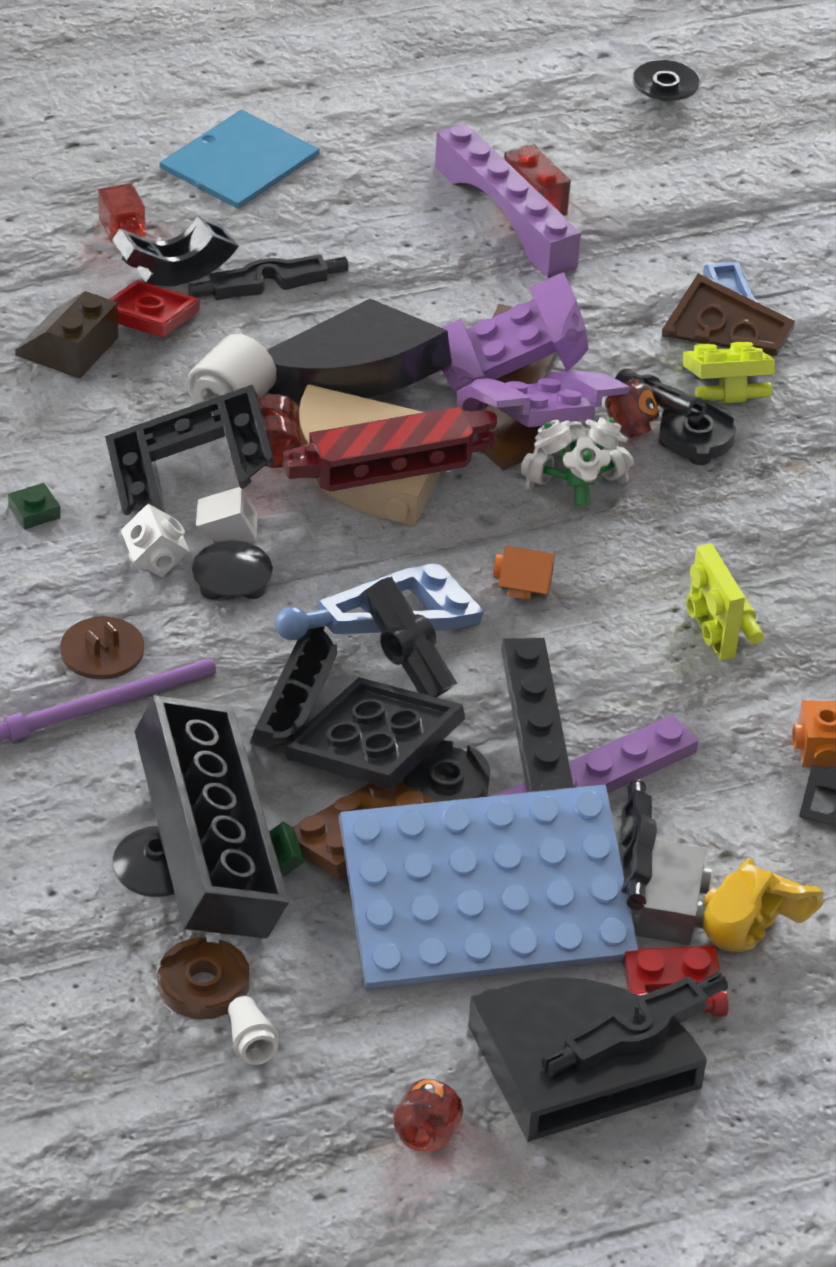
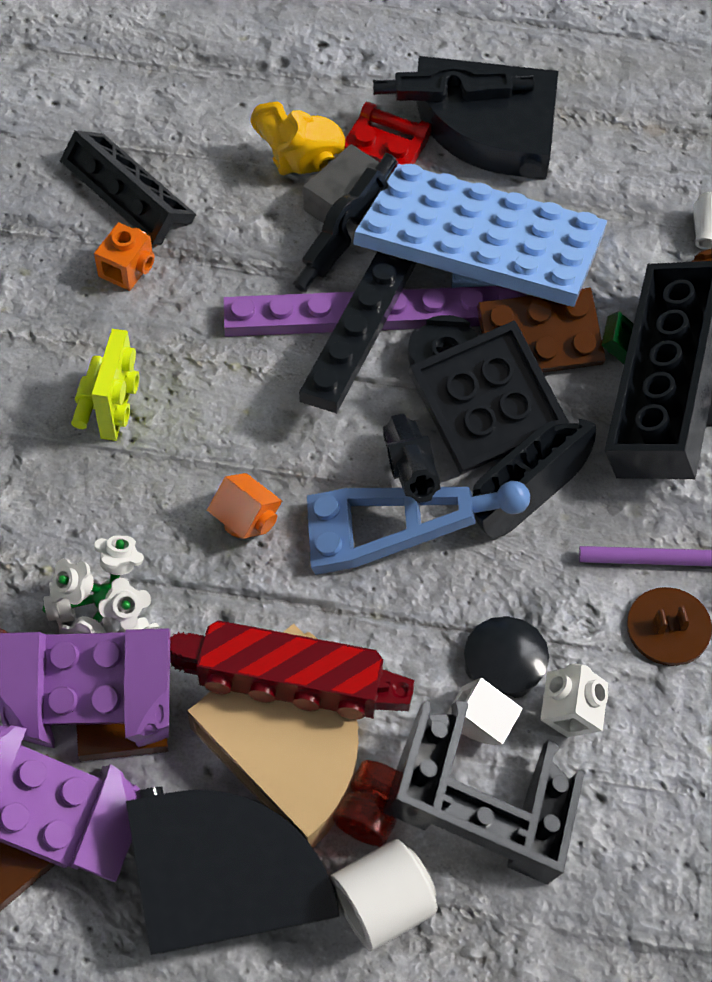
camera: 150 degrees left, 15 degrees up
(34, 505) = (667, 837): dark green plate -> none
(428, 1115) = (620, 112): clear red head -> none

